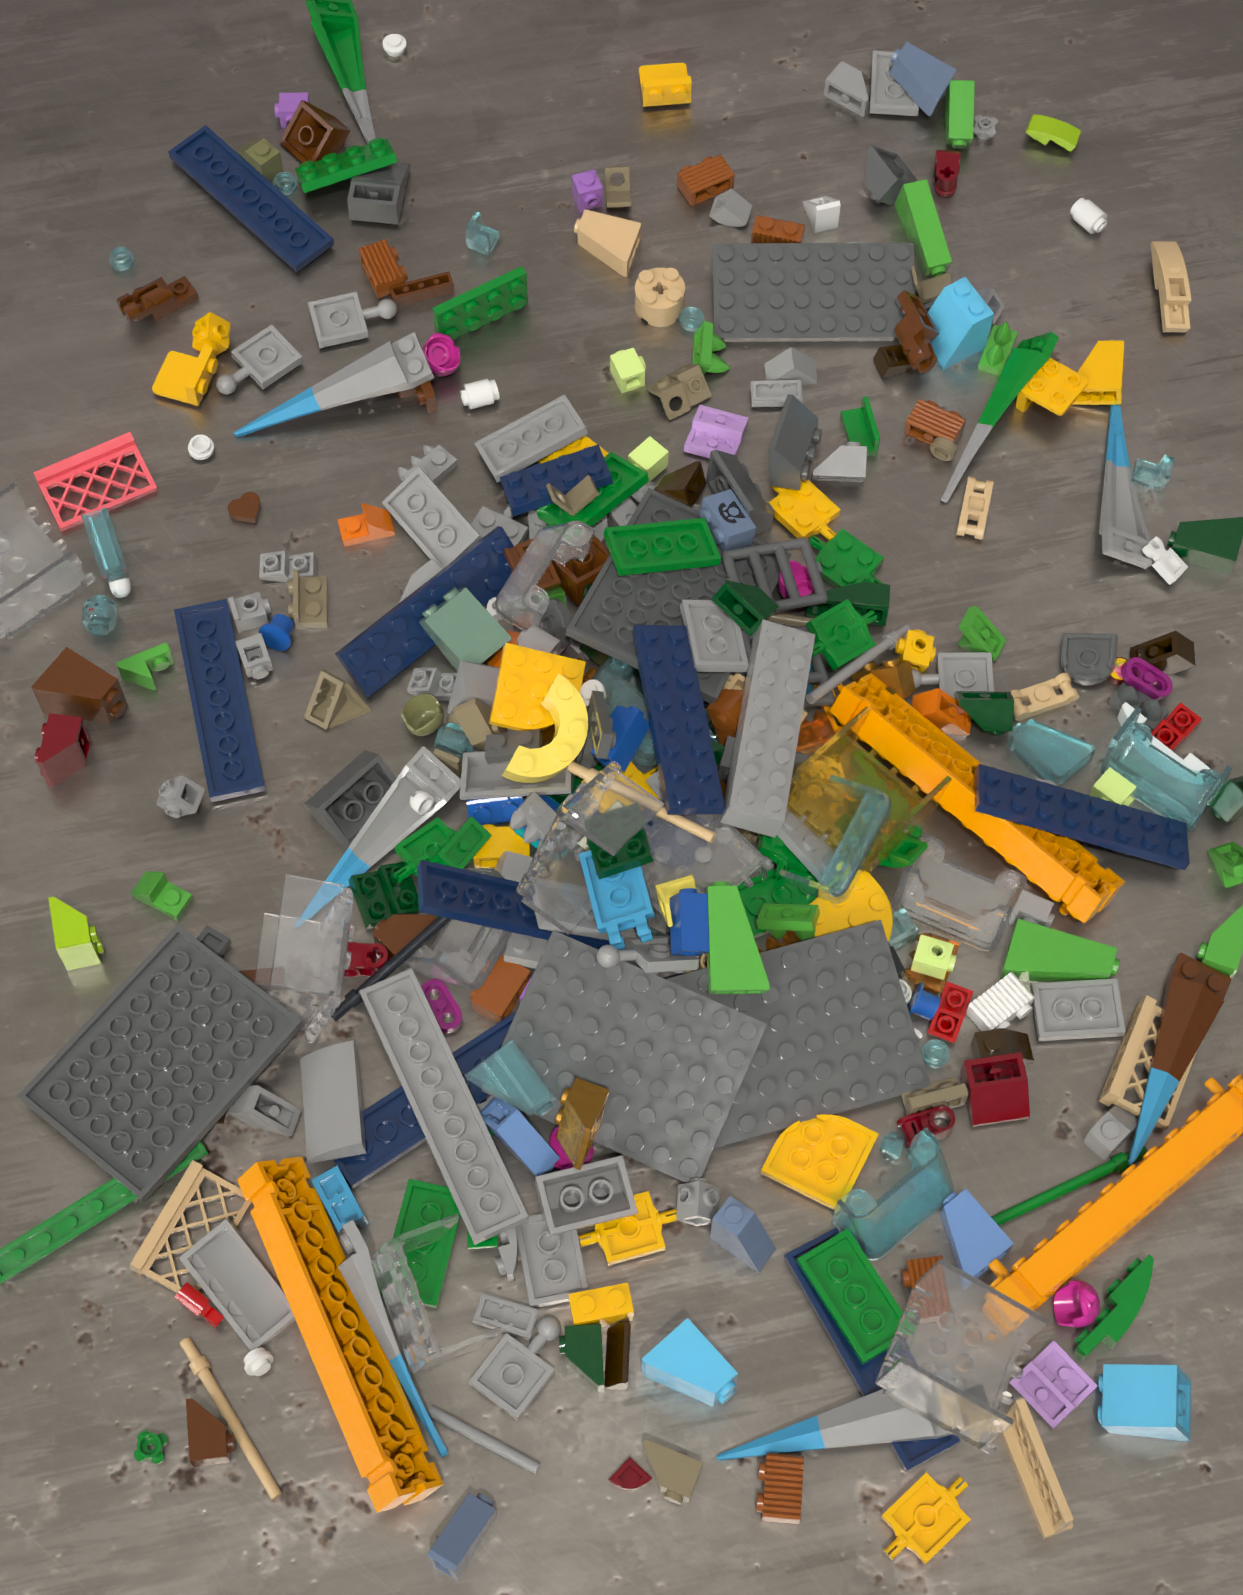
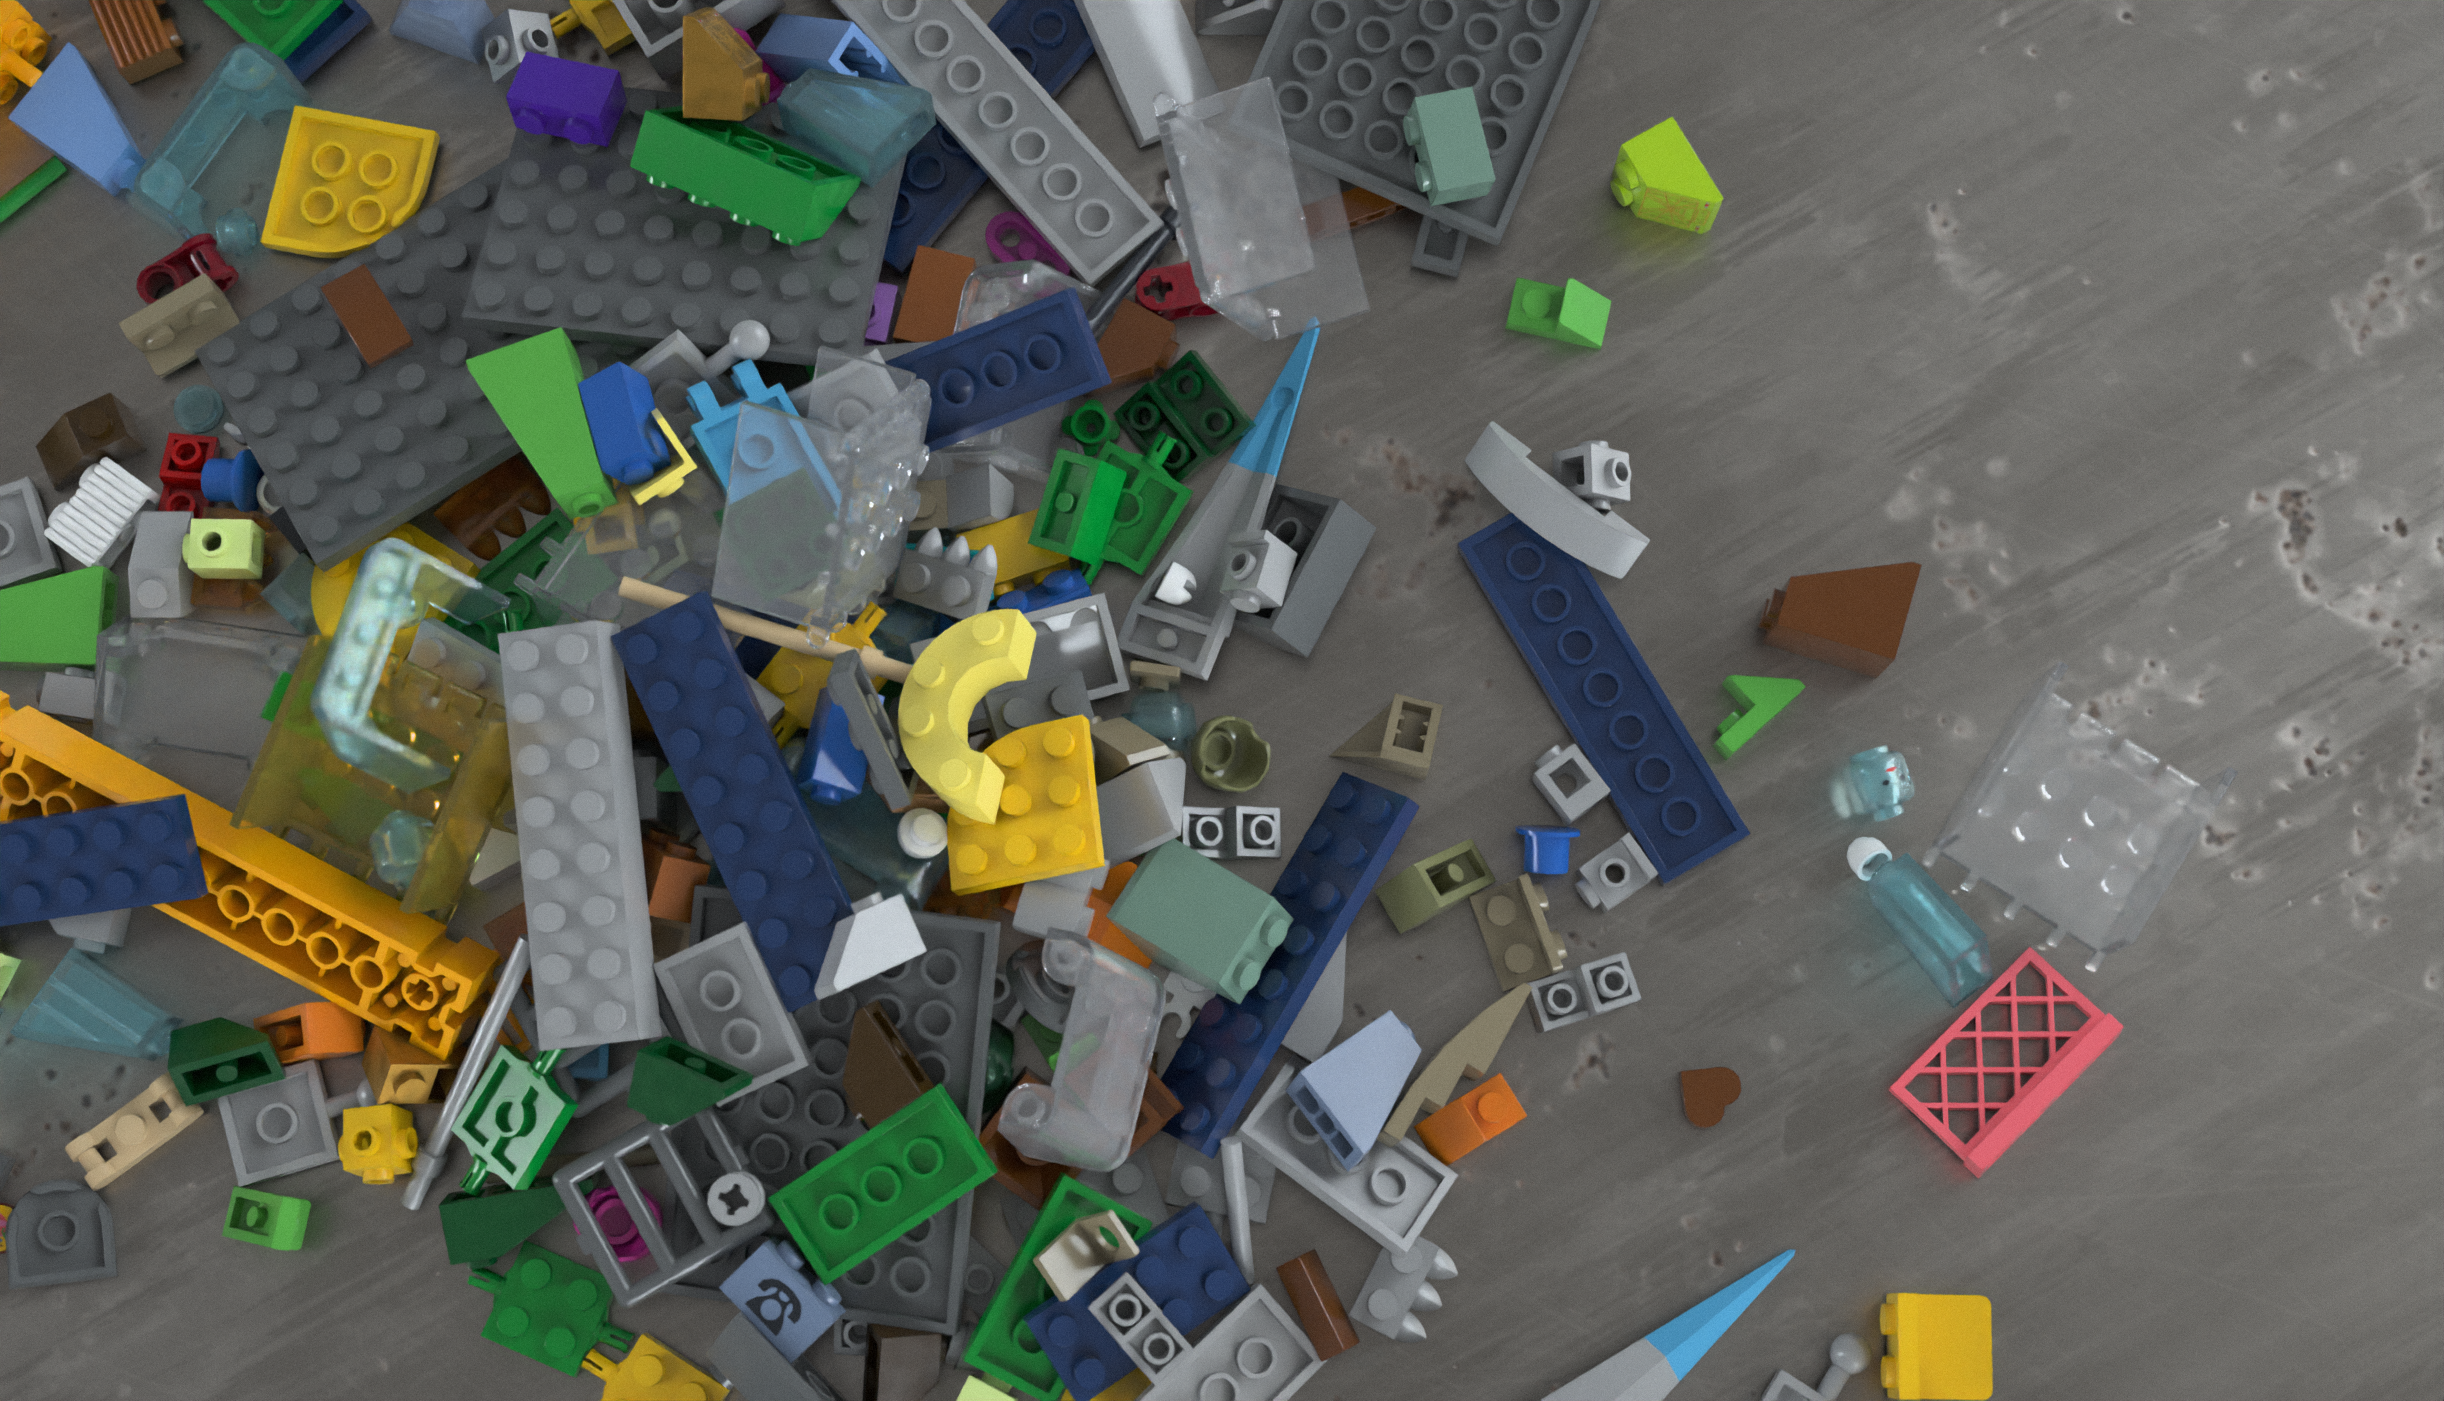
camera: 165 degrees right, 15 degrees up
(63, 748) = (1829, 503): dark red slope -> none
(184, 971) = (1449, 146): none -> sand green brick
(200, 447) = (1843, 1199): white plate -> none
(224, 808) = (1550, 507): none -> light grey slope
(339, 627) = (1435, 885): none -> olive slope
(356, 549) = (1465, 1054): none -> dark tan slope
(368, 786) = (1257, 571): none -> light grey brick
(413, 543) = (1356, 1086): none -> slope
(469, 465) = (1318, 1305): none -> reddish brown slope
(493, 510) = (1237, 1206): none -> light grey bar
(556, 460) = (1140, 1328): none -> light grey slope
(572, 1048) = (743, 173): none -> green slope
(635, 625) = (869, 943): none -> slope
(645, 585) = (880, 1068): none -> dark brown slope
(677, 1146) = (566, 99): none -> dark purple brick
(738, 565) = (748, 1191): none -> light grey wheel
(792, 917) = (484, 541): bright green tile -> none
(823, 1054) = (367, 316): none -> reddish brown slope
(864, 760) = (399, 846): none -> clear light blue head
(970, 962) = (156, 571): none -> light grey slope
(996, 1089) = (84, 364): dark red slope -> none

